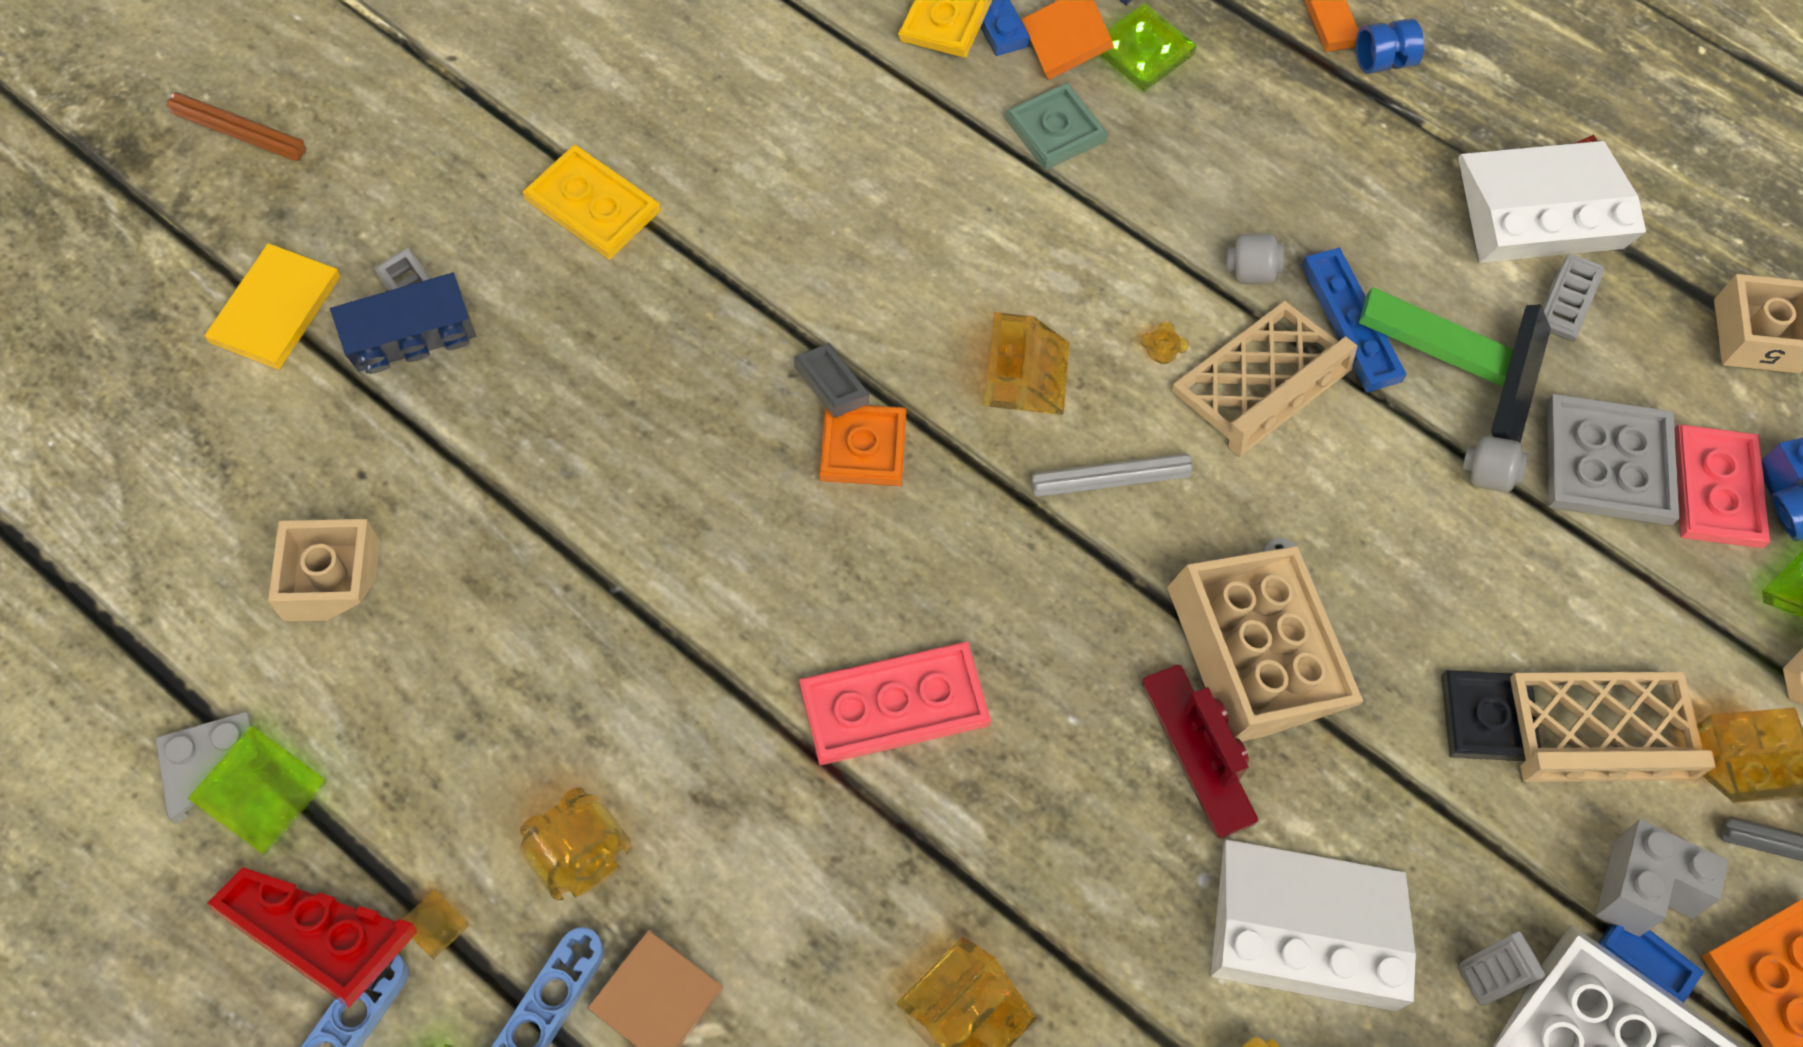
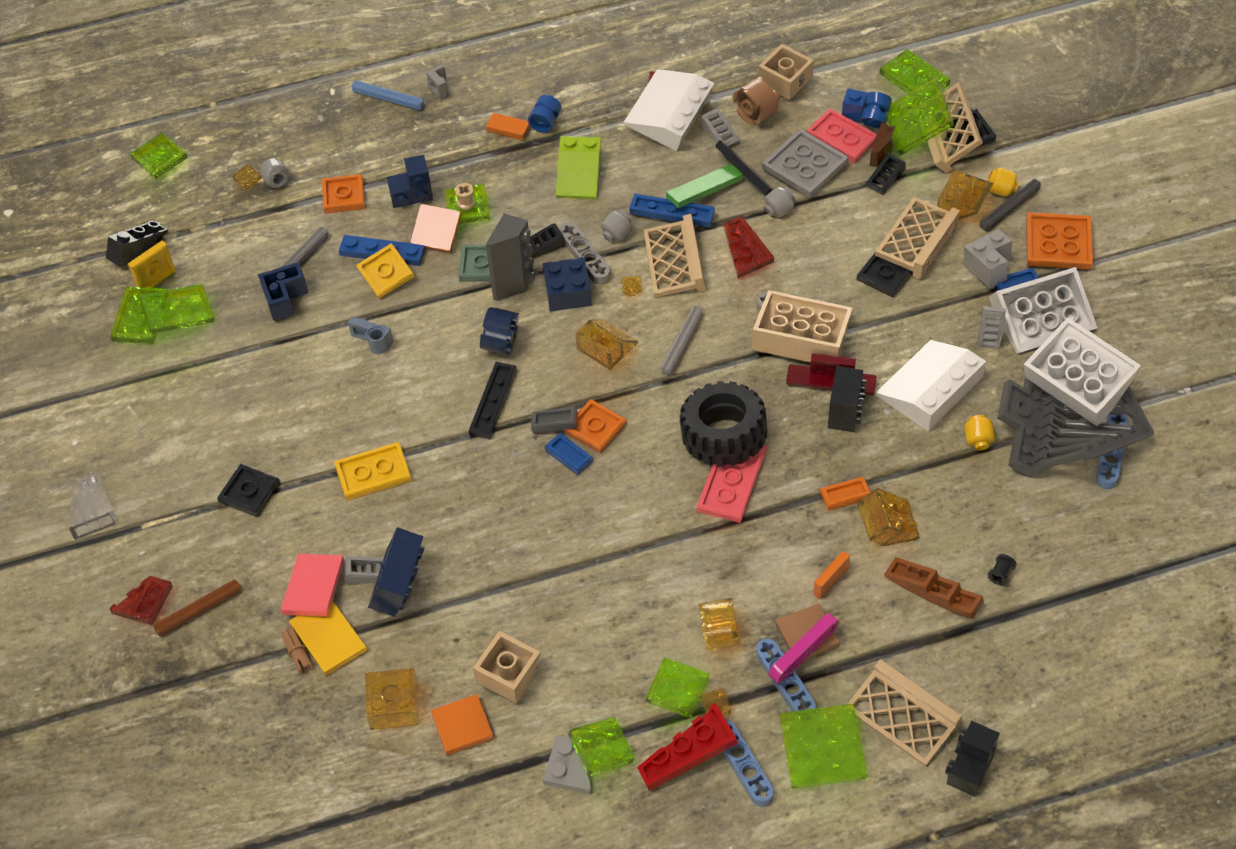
camera: 50 degrees left, 10 degrees down
(194, 446) = (392, 698): none -> clear yellow brick
(207, 567) = (462, 724): none -> orange tile
(211, 61) = (144, 601): none -> clear red wing
(222, 282) = (296, 651): none -> medium nougat axle
(342, 237) = (312, 585): none -> coral tile
(435, 845) = (677, 687): none -> clear neon green plate
(466, 75) = (248, 490): none -> black tile
(600, 1012) = (803, 648): none -> dark pink beam
(786, 436) = (568, 454): none -> blue tile
(789, 974) = (831, 574): none -> orange tile
(817, 280) = (492, 400): none -> black tile
(819, 67) = (378, 336): none -> sand blue plate
(934, 211) = (499, 330): none -> dark blue brick
(980, 579) = (727, 444): none -> black tyre
(981, 905) = (844, 493): none -> orange tile
(1057, 139) = (510, 257): none -> dark grey slope
(1094, 253) = (567, 284): none -> dark blue brick
(1153, 24) = (465, 199): none -> tan bush
(1154, 193) = (554, 240): none -> black slope
(1160, 797) = (846, 399): none -> black brick
(1176, 246) = (587, 251): none -> light grey beam
(1329, 147) = (578, 167): none -> lime slope
(1365, 467) = (746, 247): none -> clear red wing
(1666, 313) = (756, 101): none -> medium nougat brick
(1729, 587) = (889, 160): none -> black slope
(1748, 560) = (882, 145): none -> reddish brown slope

